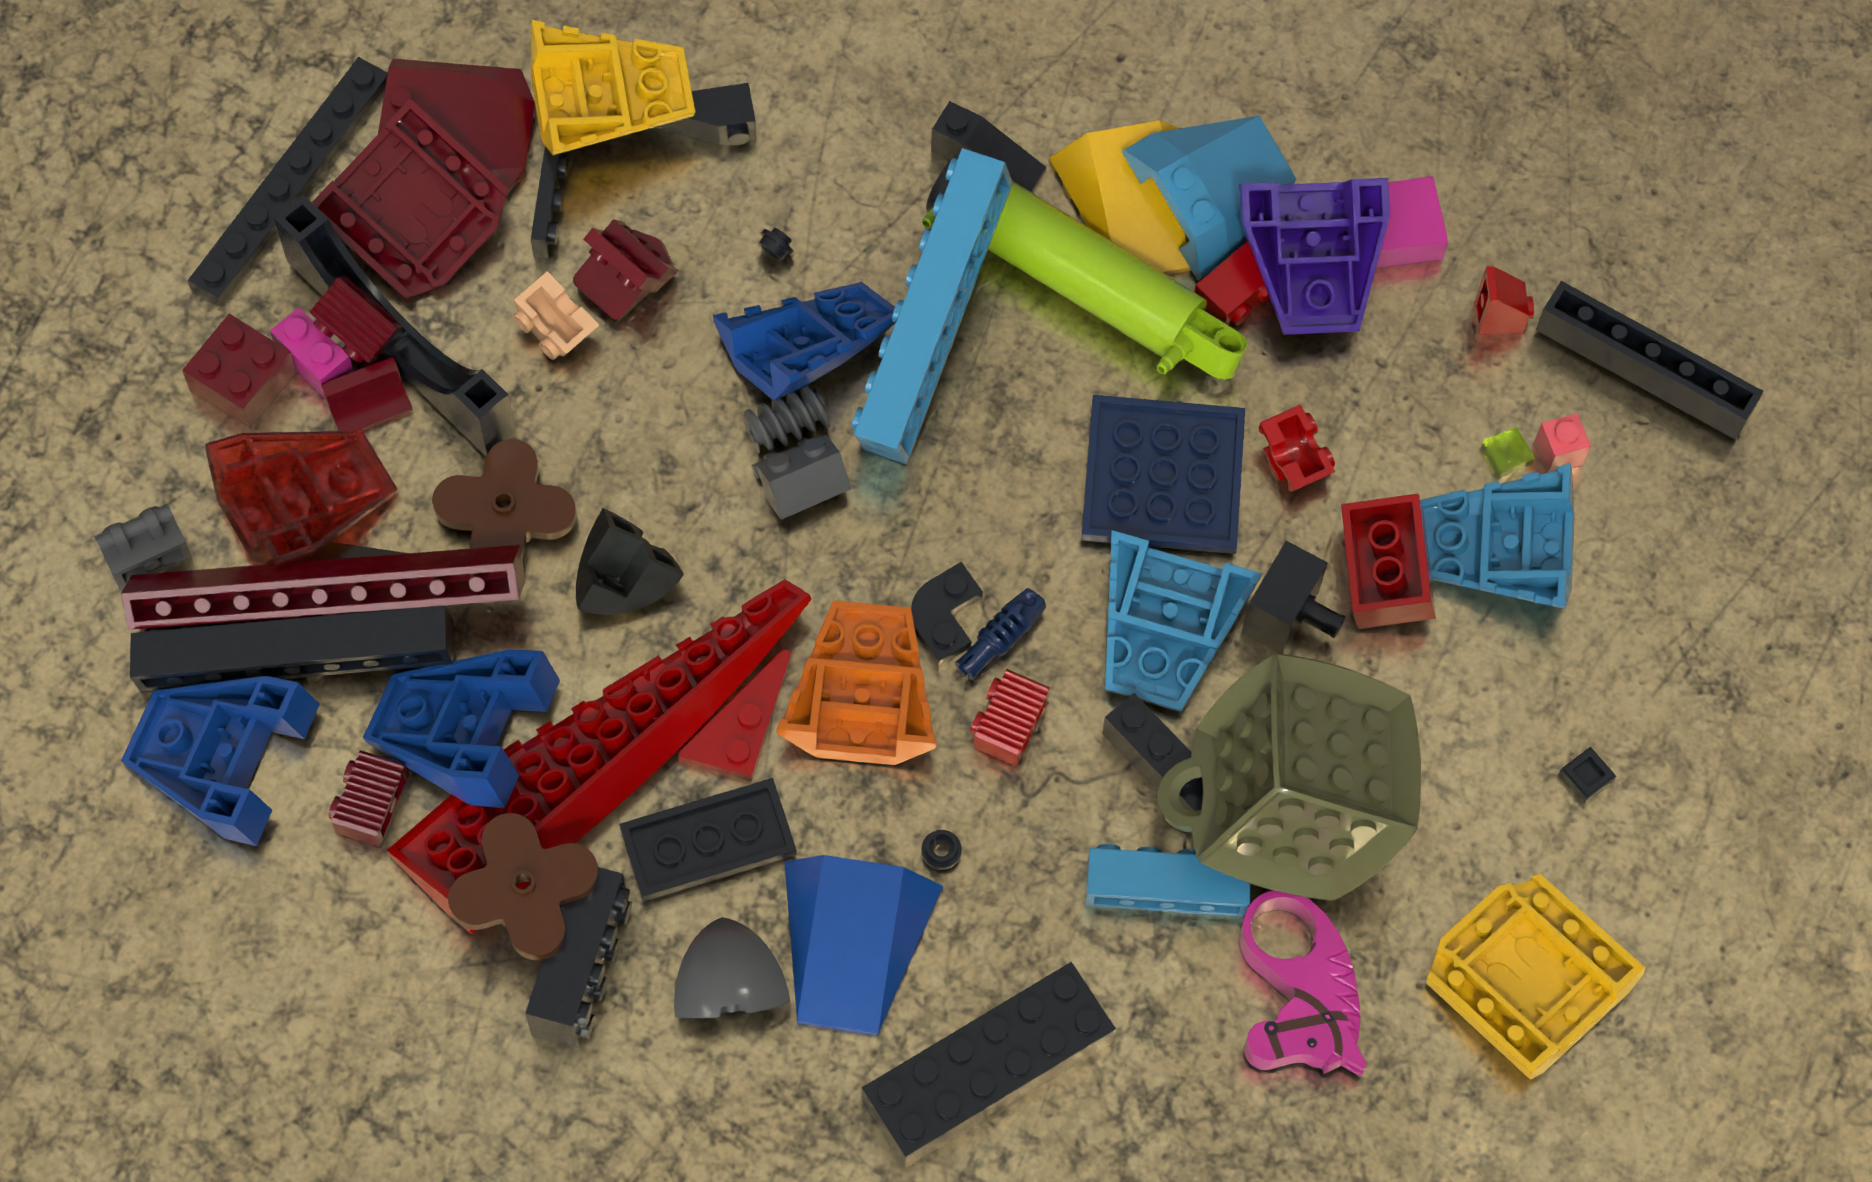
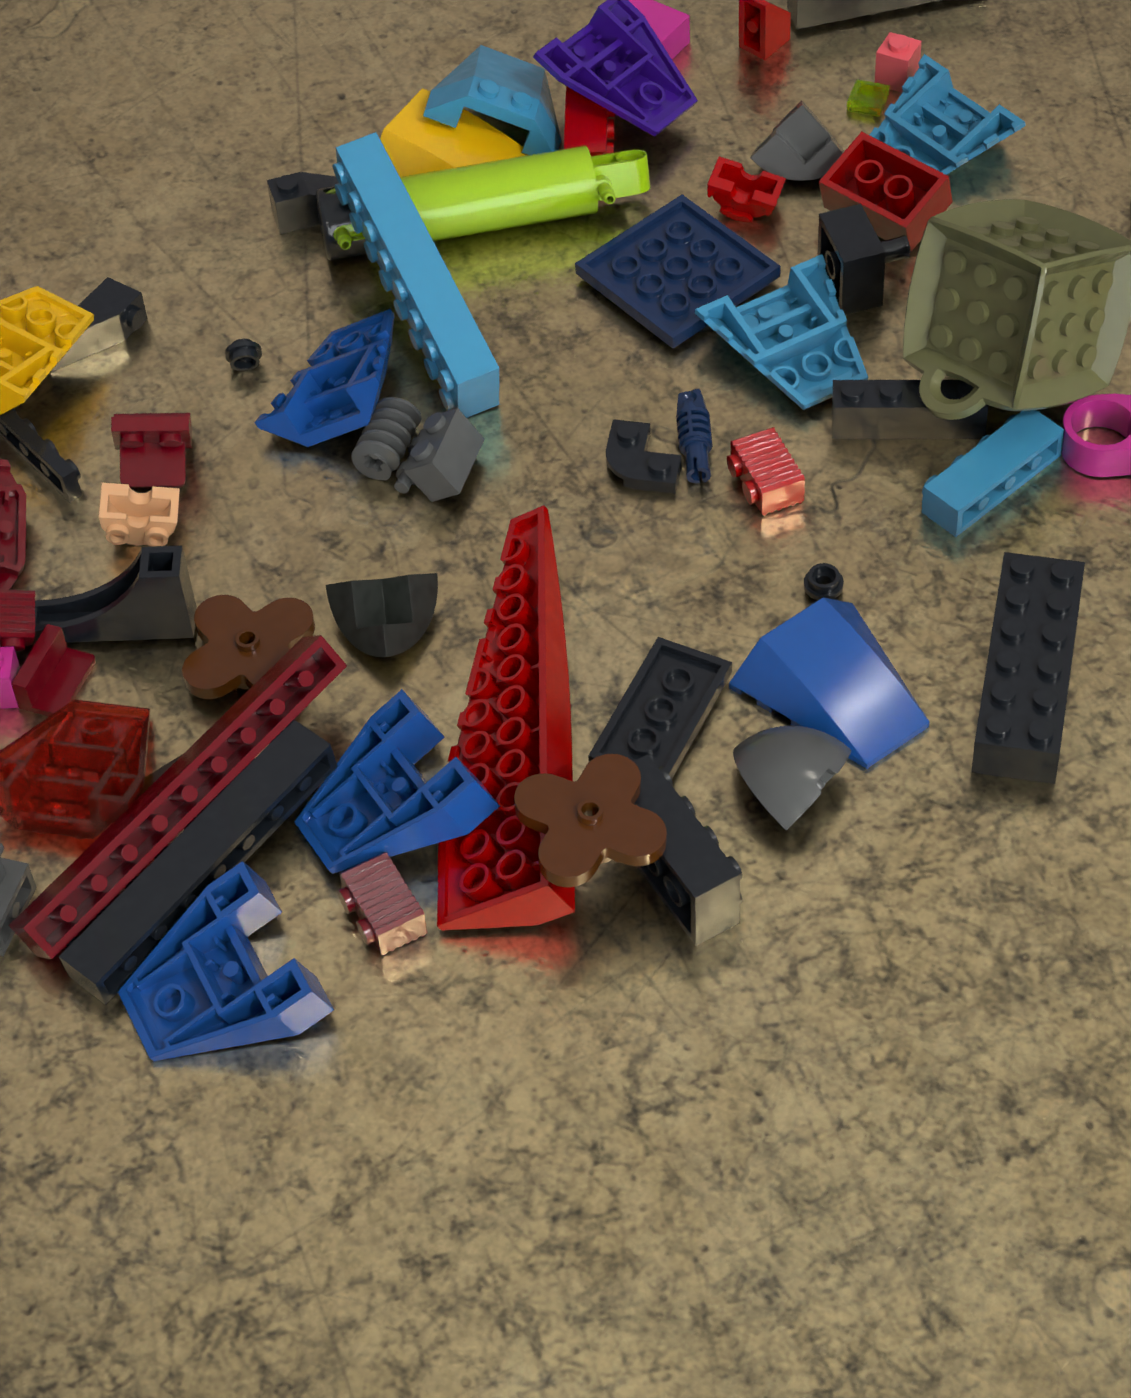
camera: 40 degrees left, 15 degrees down
(737, 733) = (593, 638): red wing -> none
(862, 689) = (652, 539): orange wedge -> none
(1387, 452) = (798, 147): none -> dark grey brick

